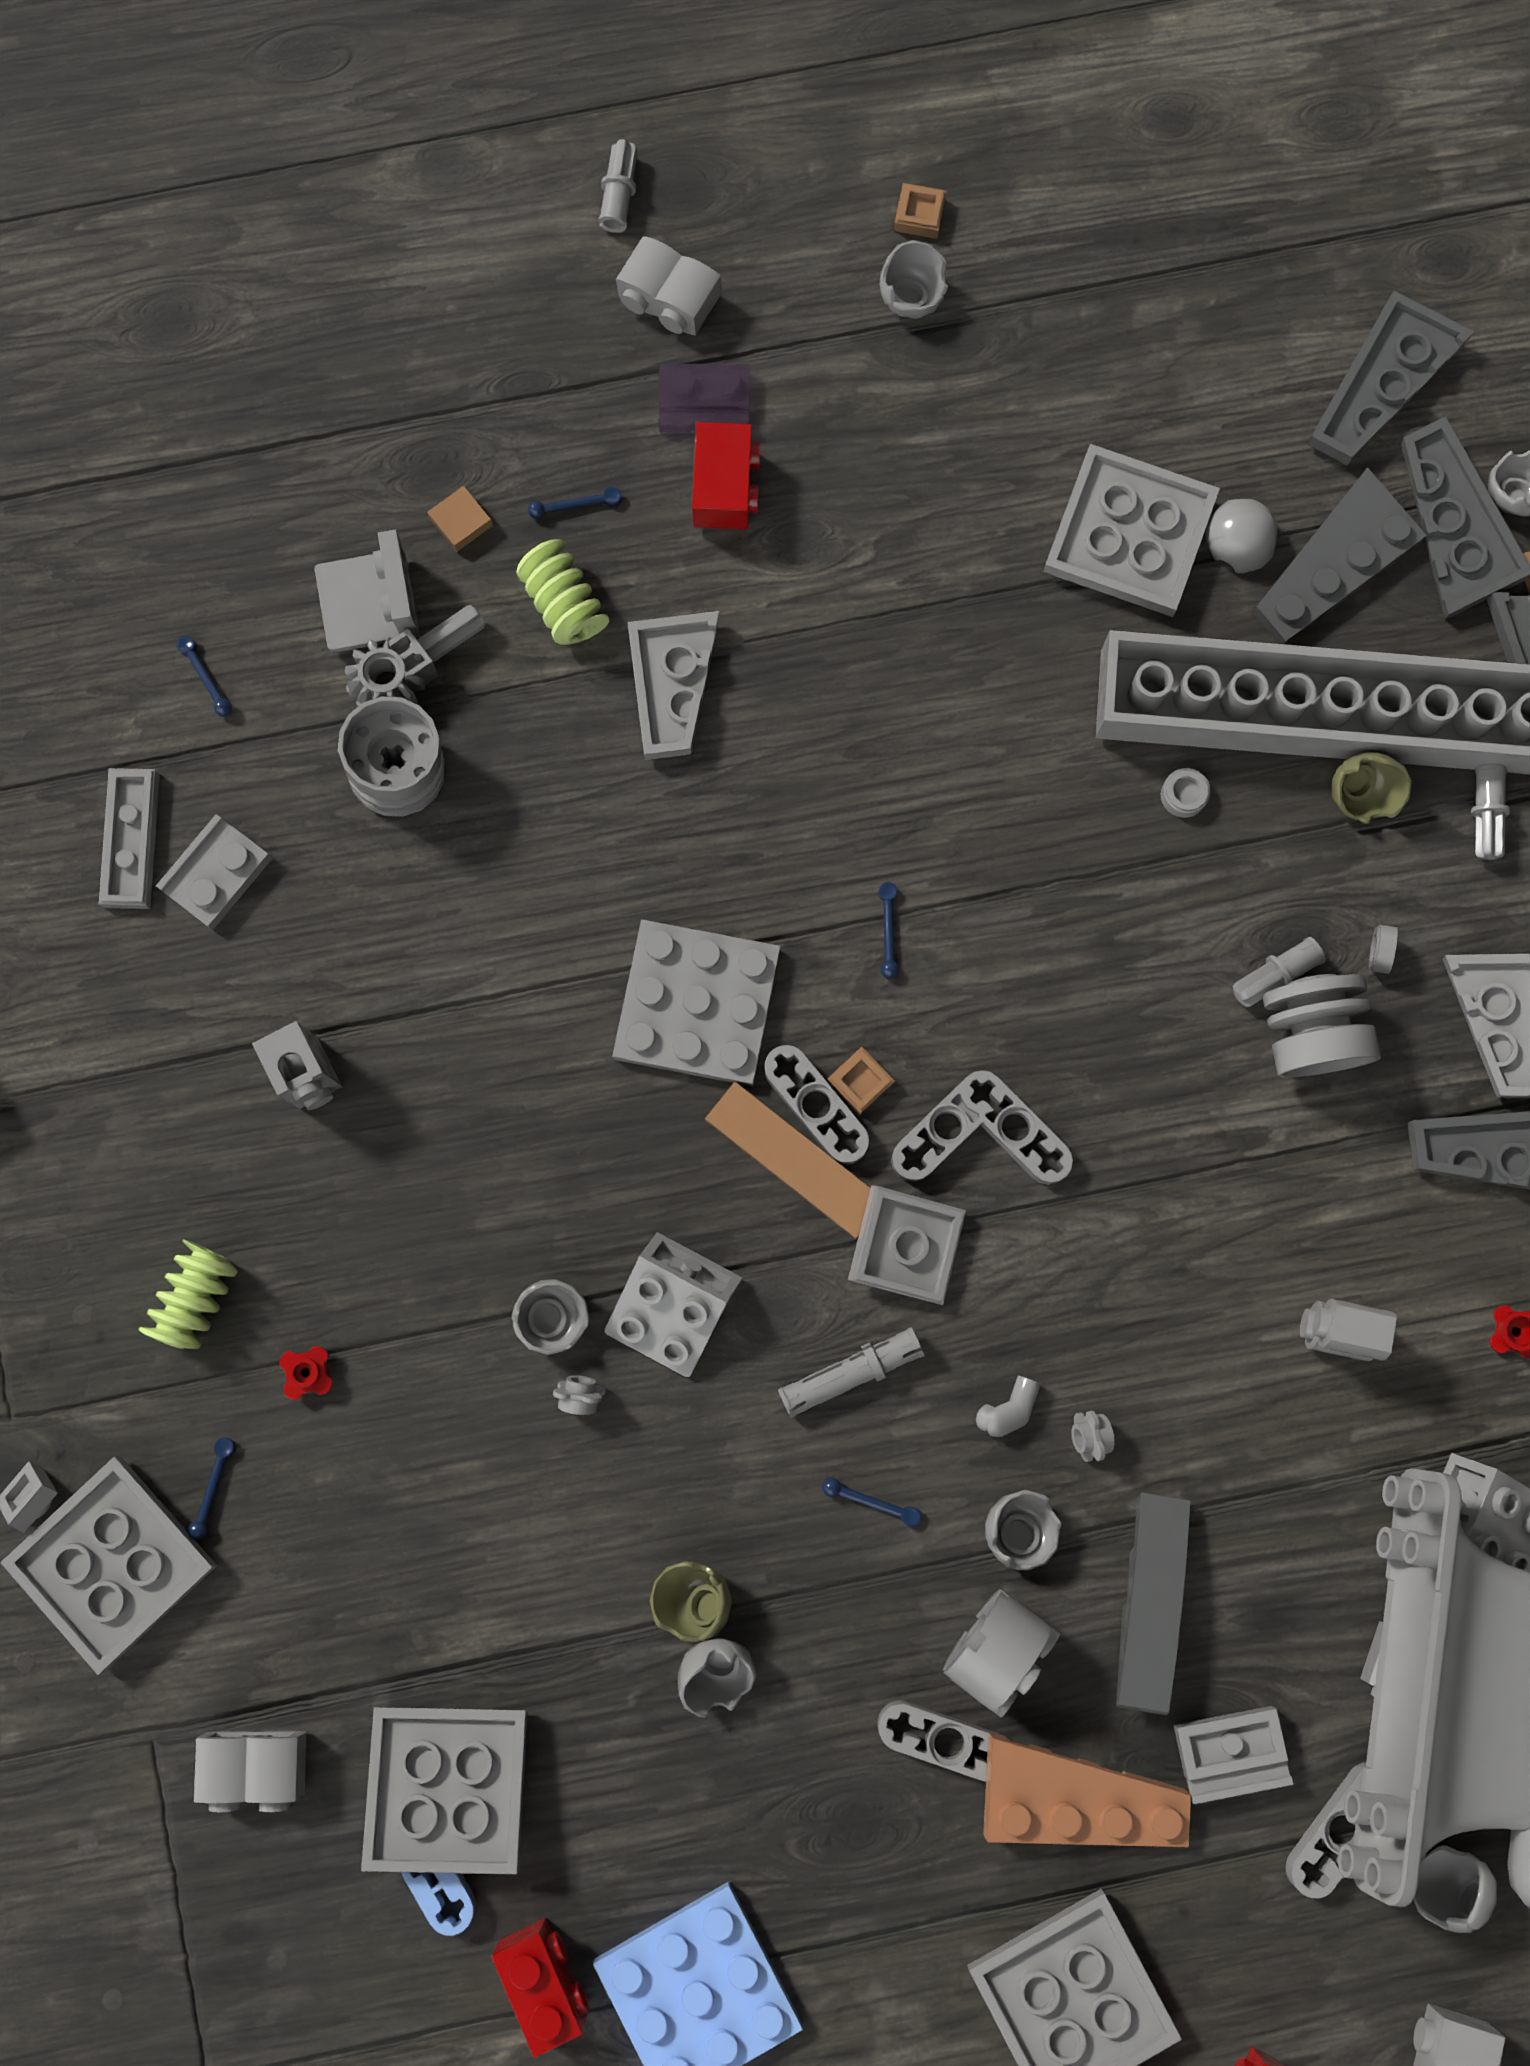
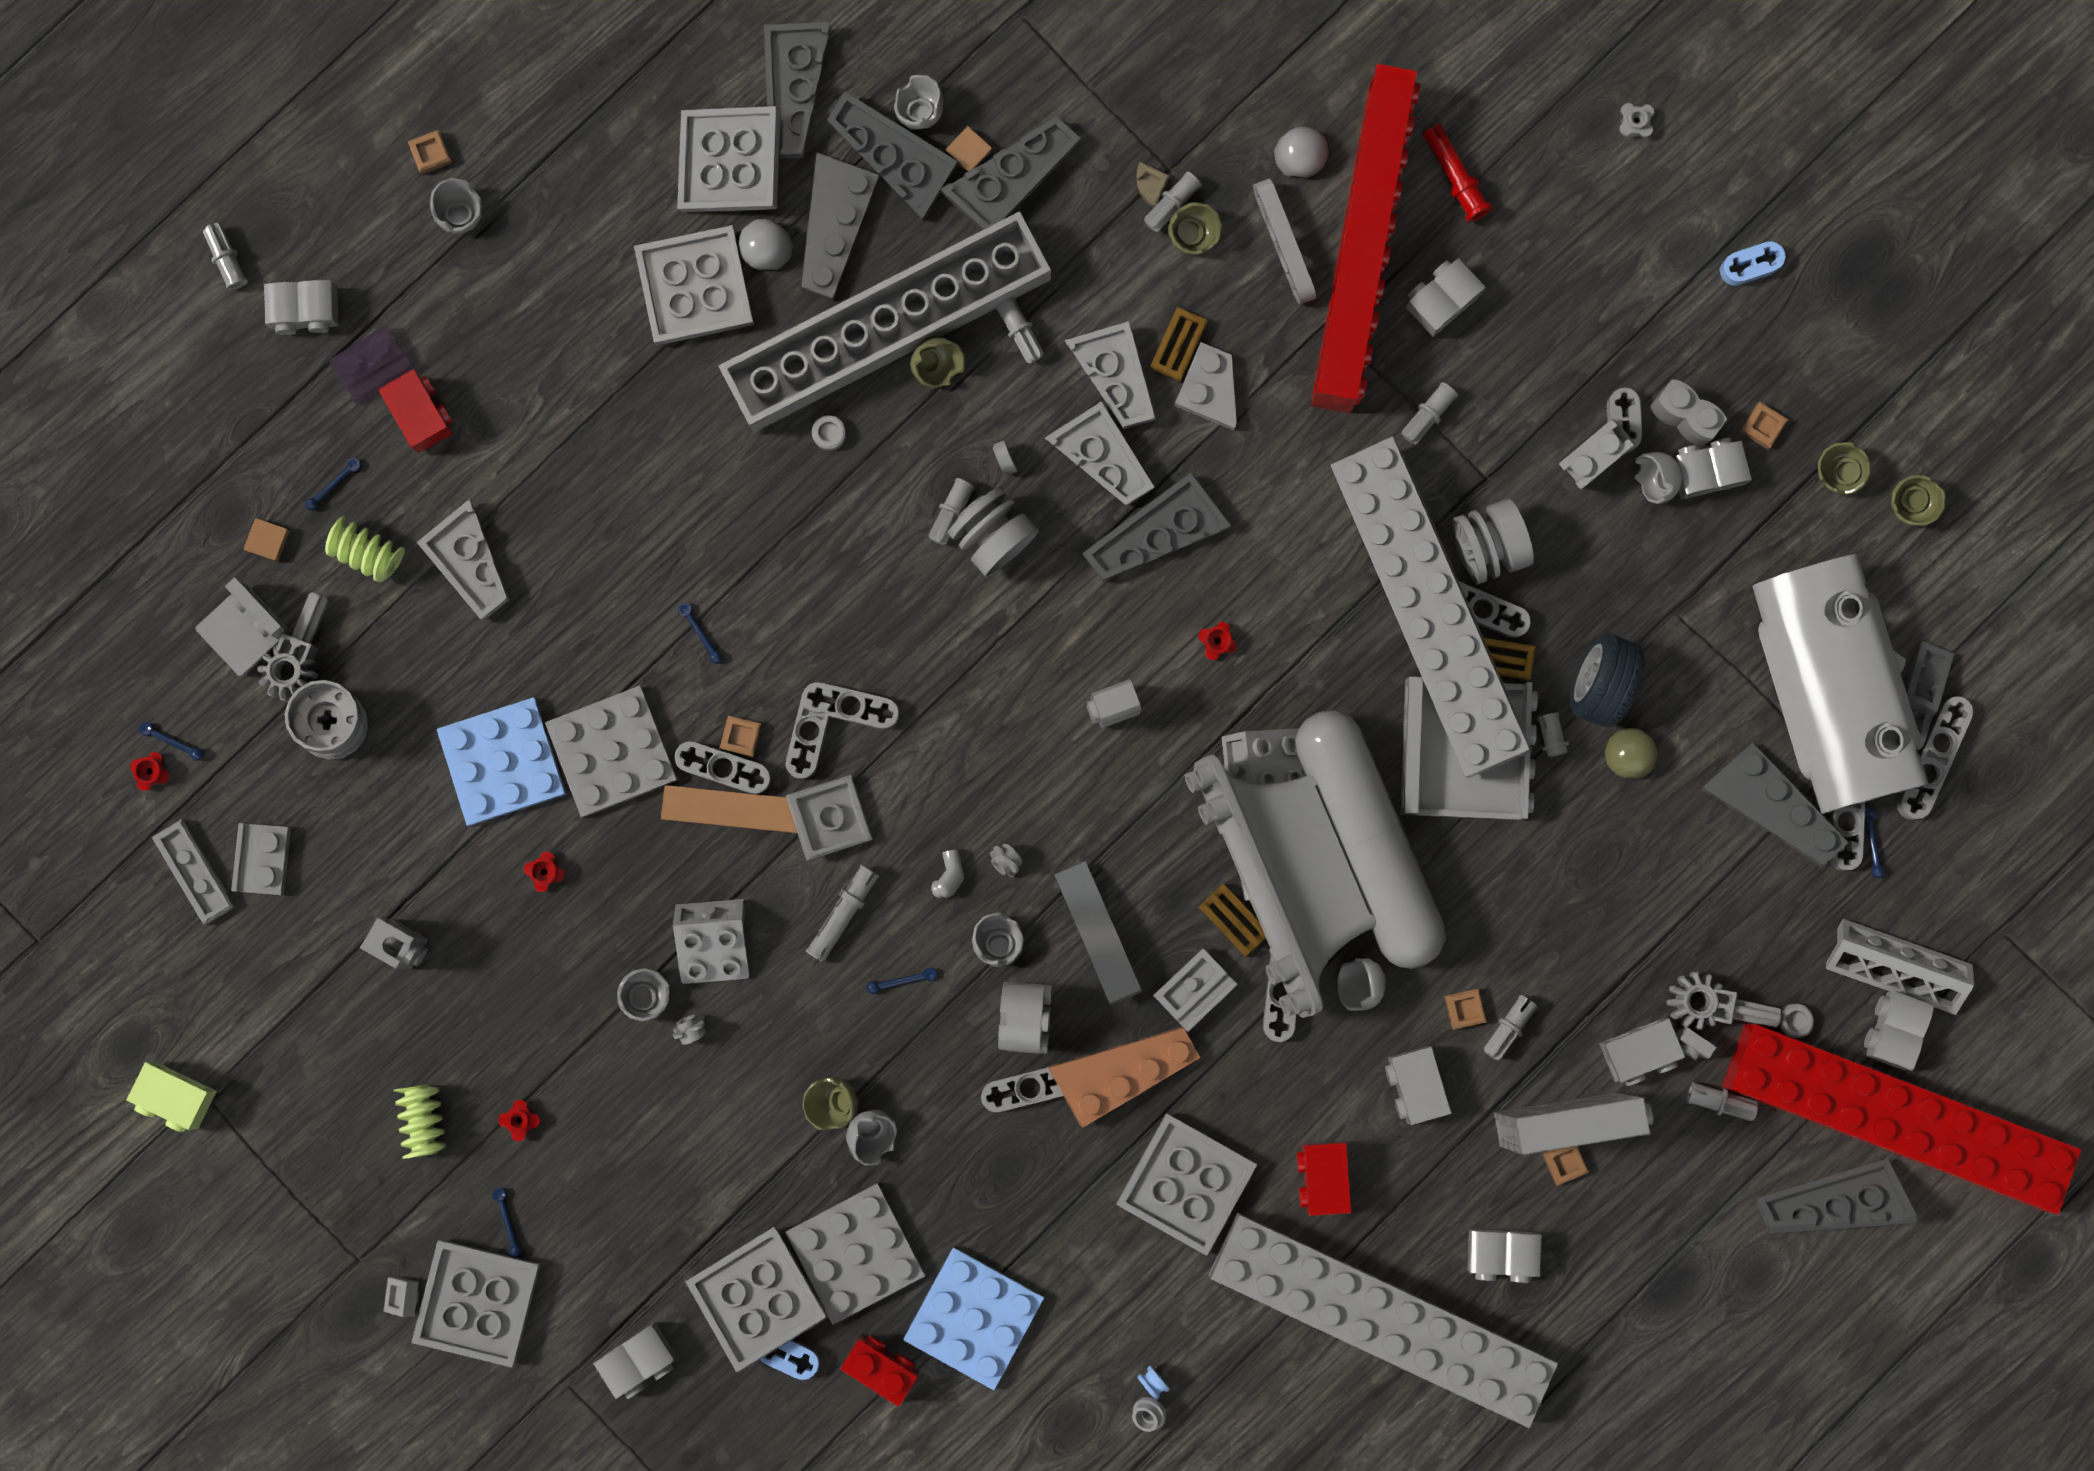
camera: 35 degrees left, 5 degrees up
(151, 681) = (140, 766): none -> red plate
(537, 1103) = (534, 870): none -> red plate
(561, 934) = (501, 761): none -> light blue plate
(602, 1810) = (855, 1253): none -> light grey plate
(1262, 412) = (729, 159): none -> light grey plate
(1343, 1739) = (1213, 898): none -> pearl gold tile

